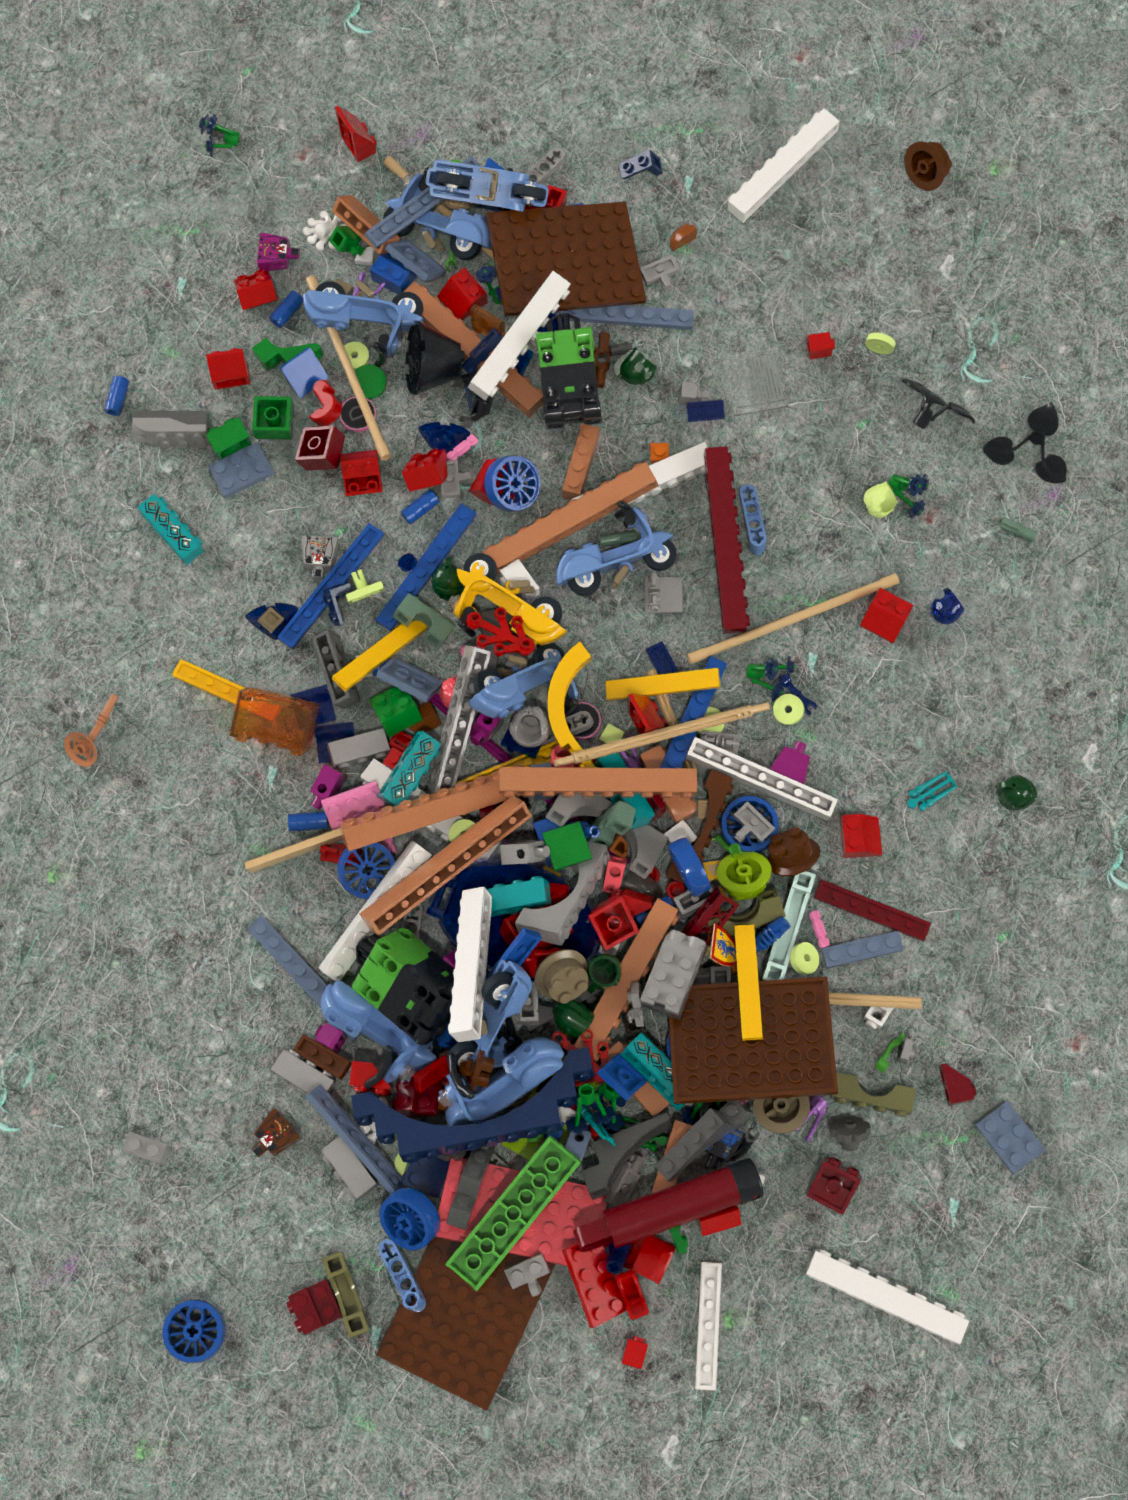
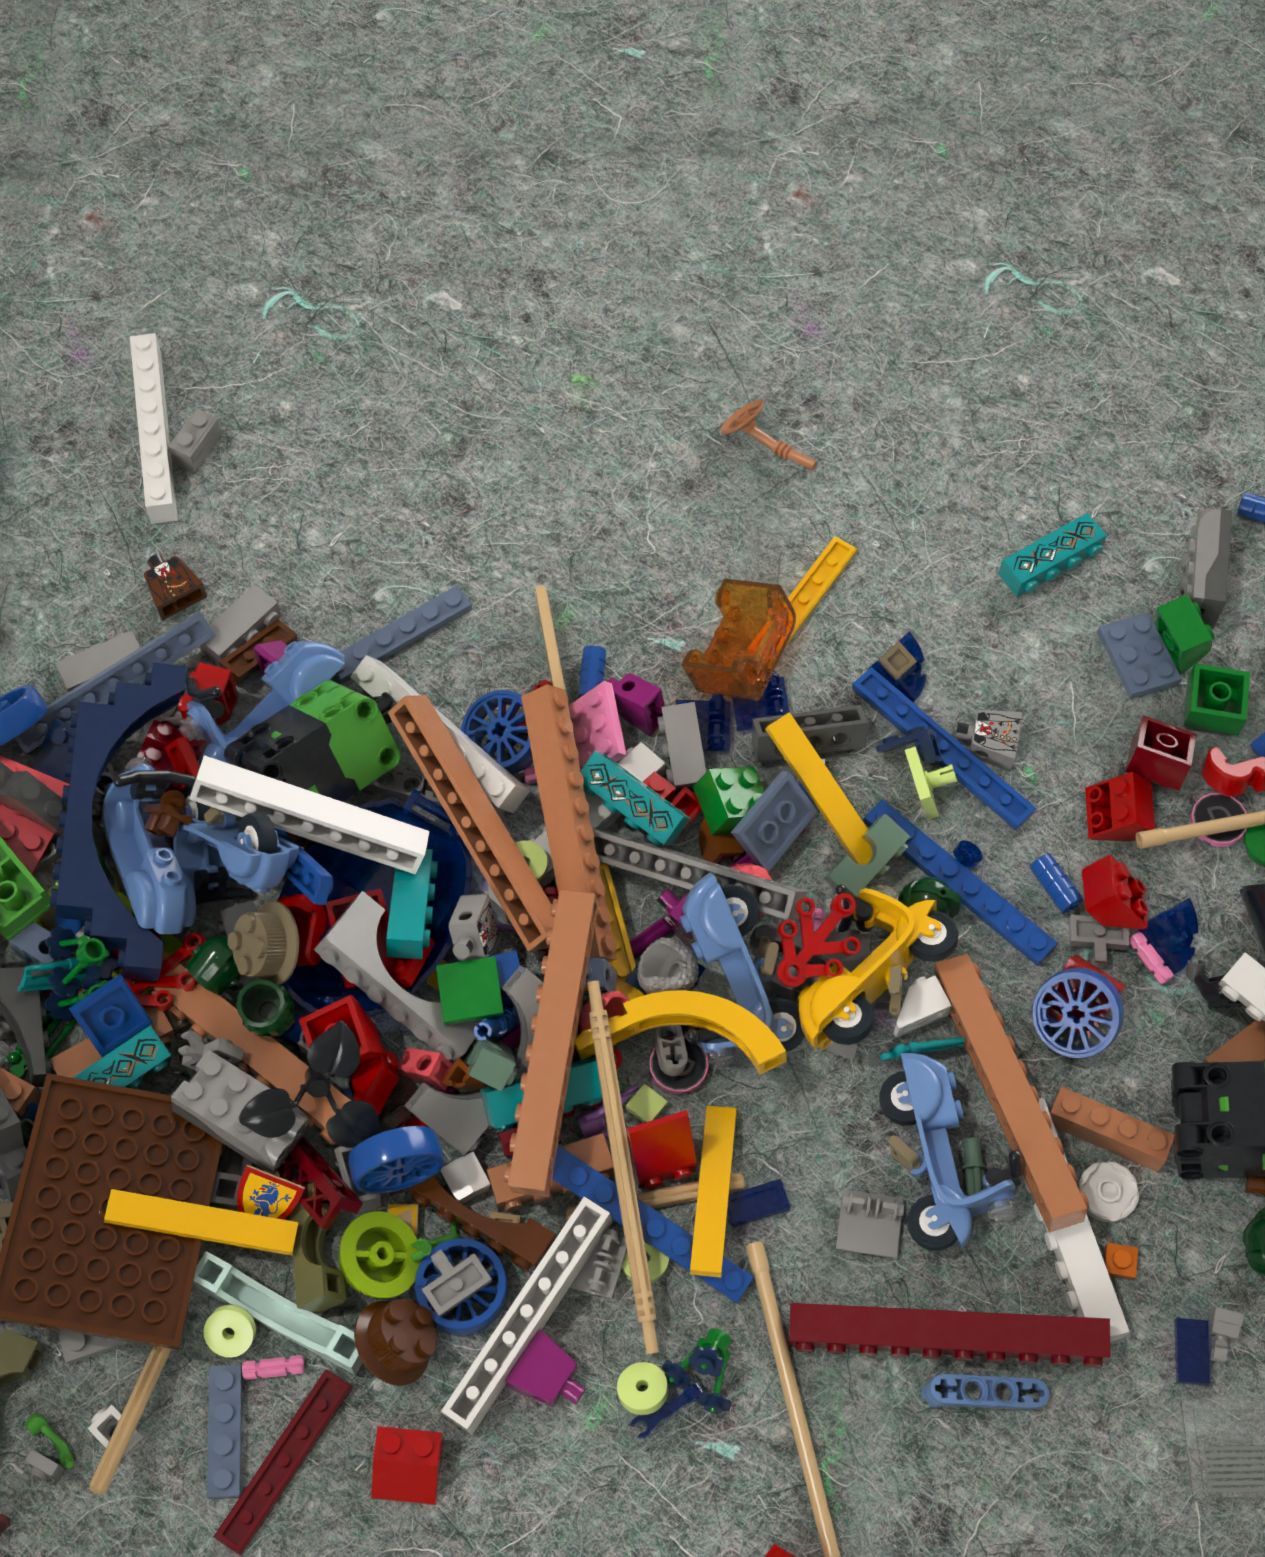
camera: 95 degrees right, 10 degrees down
(137, 1184) = (153, 429): none -> white brick
(530, 1011) = (239, 899): light grey brick -> none
(548, 578) = (923, 1047): none -> teal piece
(616, 460) = (1110, 1191): none -> white tile
(640, 904) = (330, 1053): none -> black plant
(769, 935) = (275, 1280): blue hinge -> none

